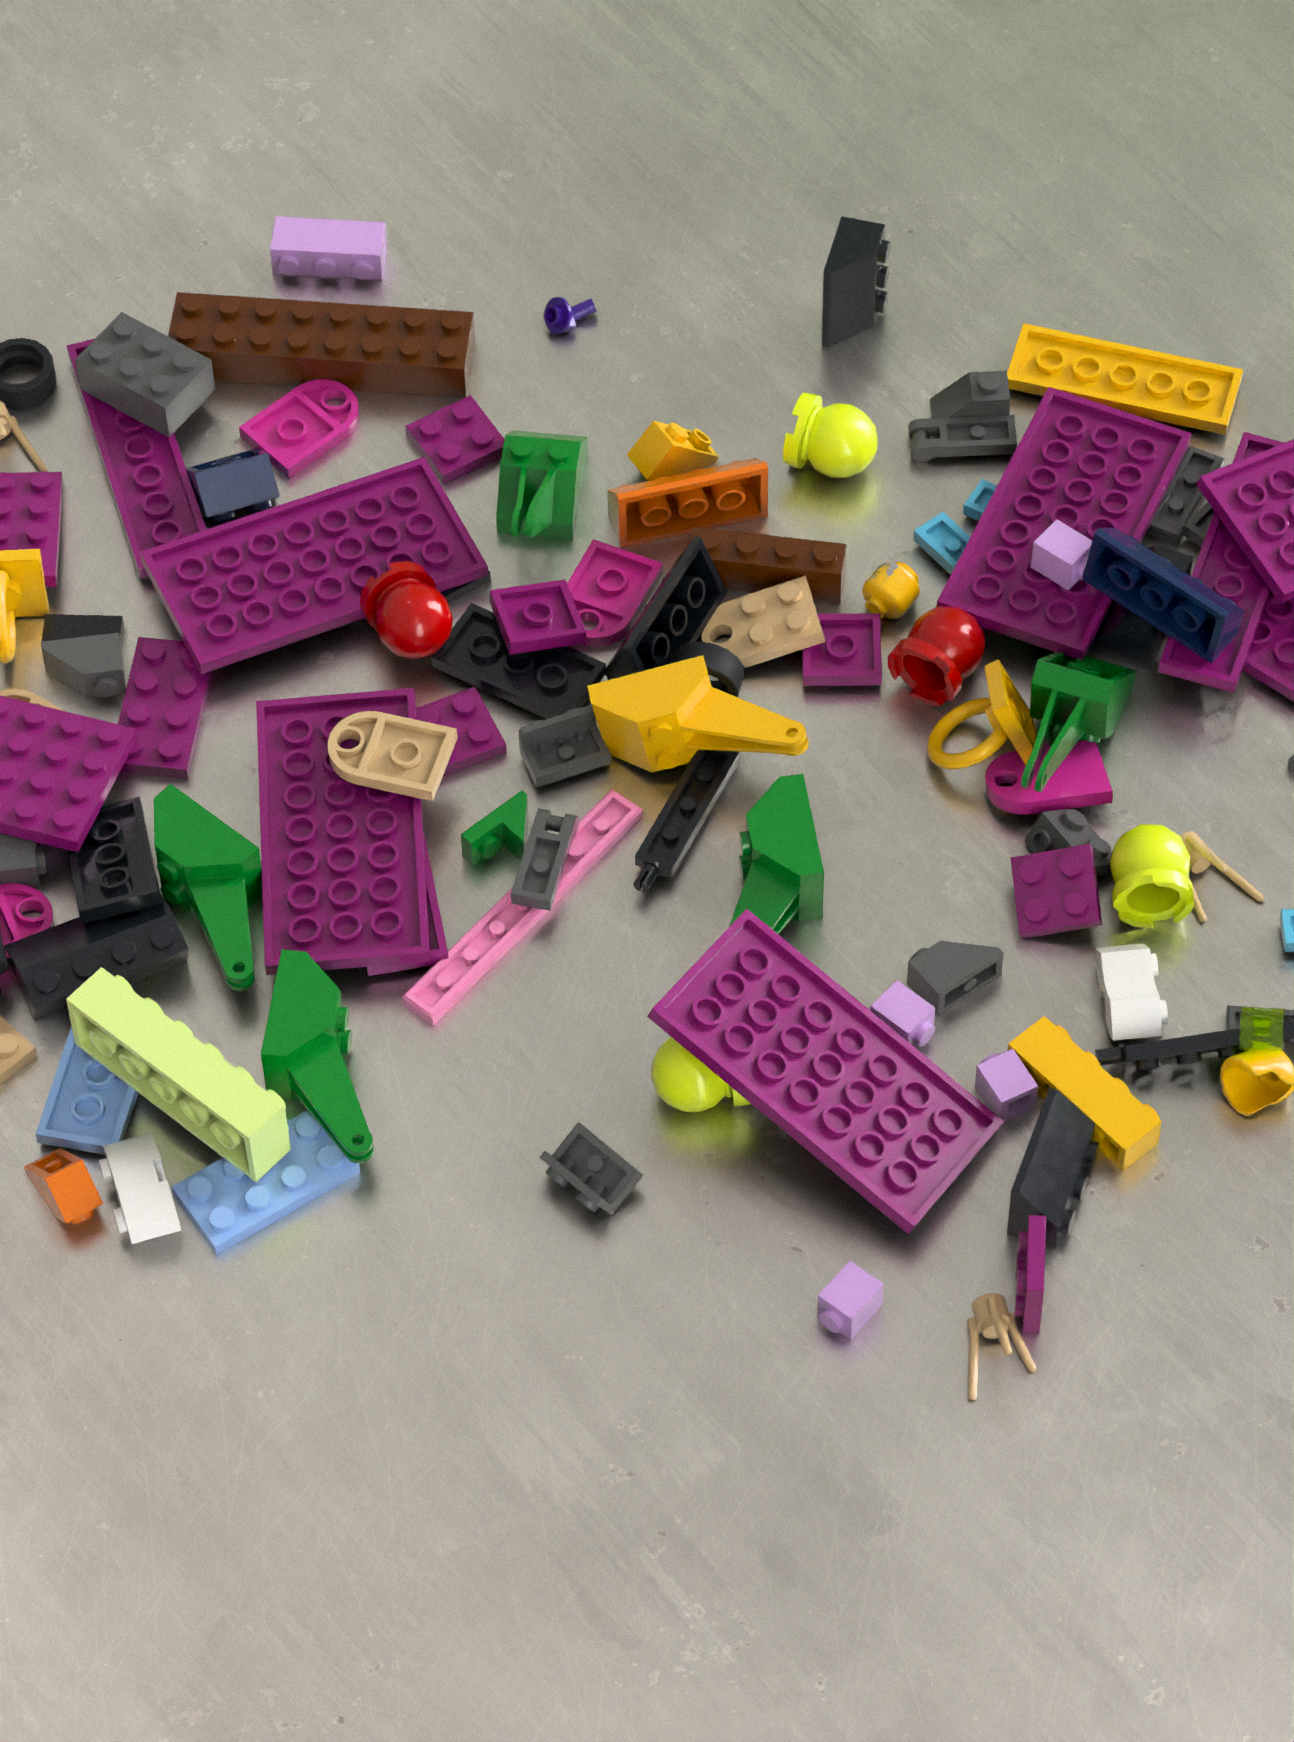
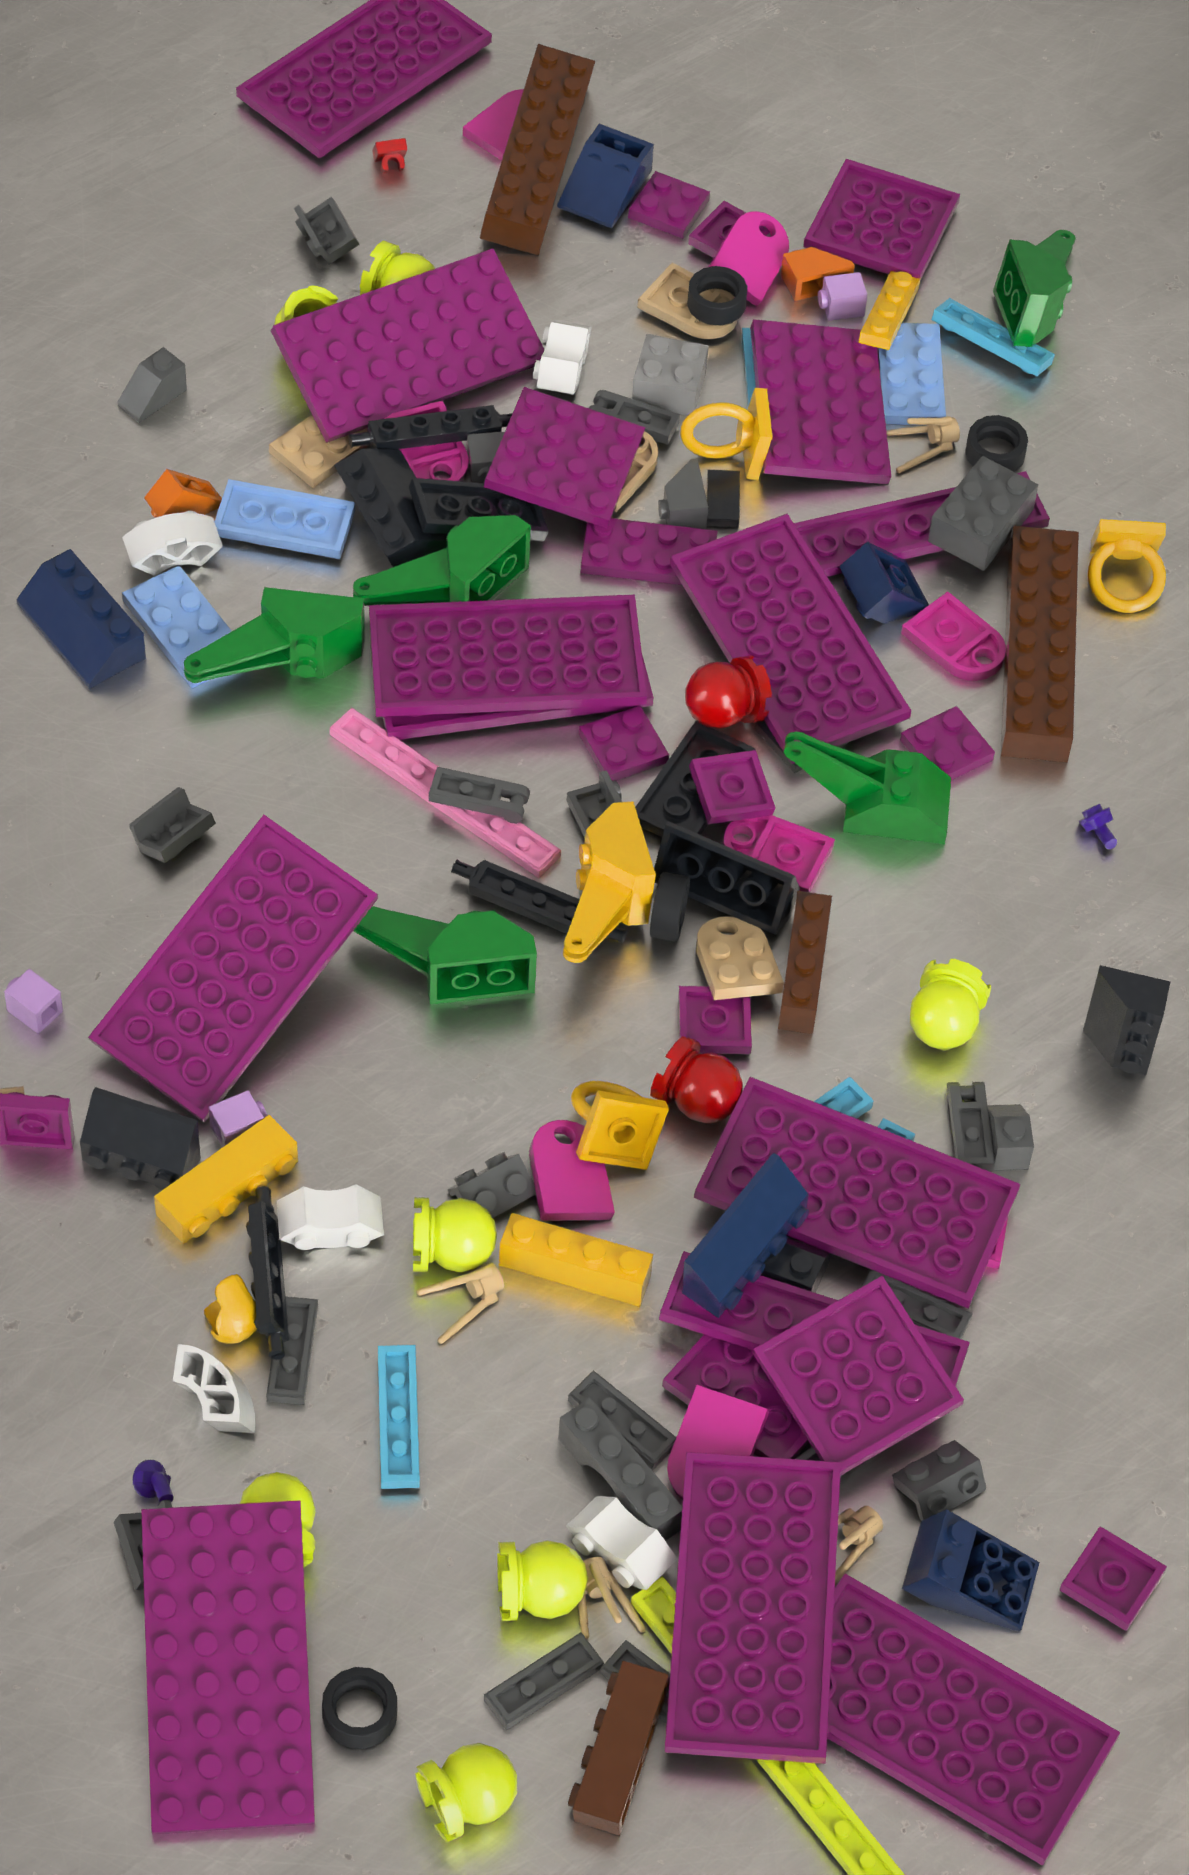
camera: 85 degrees right, 0 degrees up
(179, 1073) = (255, 545): yellowish green brick -> none
(188, 254) = (1127, 542): none -> yellow tile
(261, 1286) = (81, 619): none -> dark blue slope
(328, 248) = (1155, 648): lavender brick -> none
(392, 753) = (567, 678): tan plate -> none
(501, 827) = (515, 767): green slope -> none
(671, 451) = (933, 896): yellow slope -> none
(689, 500) = (876, 902): orange slope -> none
(891, 590) = (778, 1055): yellow head -> none
(906, 1014) = (311, 1048): lavender brick -> none
(952, 972) = (355, 1085): dark grey slope -> none
(1056, 891) = (436, 1164): magenta plate -> none
(1061, 554) = (804, 1161): lavender brick -> none
(1079, 701) = (645, 1179): green slope -> none
(1126, 378) = (1051, 1263): yellow plate -> none
(1164, 760) = (575, 1259): none -> yellow brick
(1261, 1029) = (259, 1296): clear neon green tile -> none

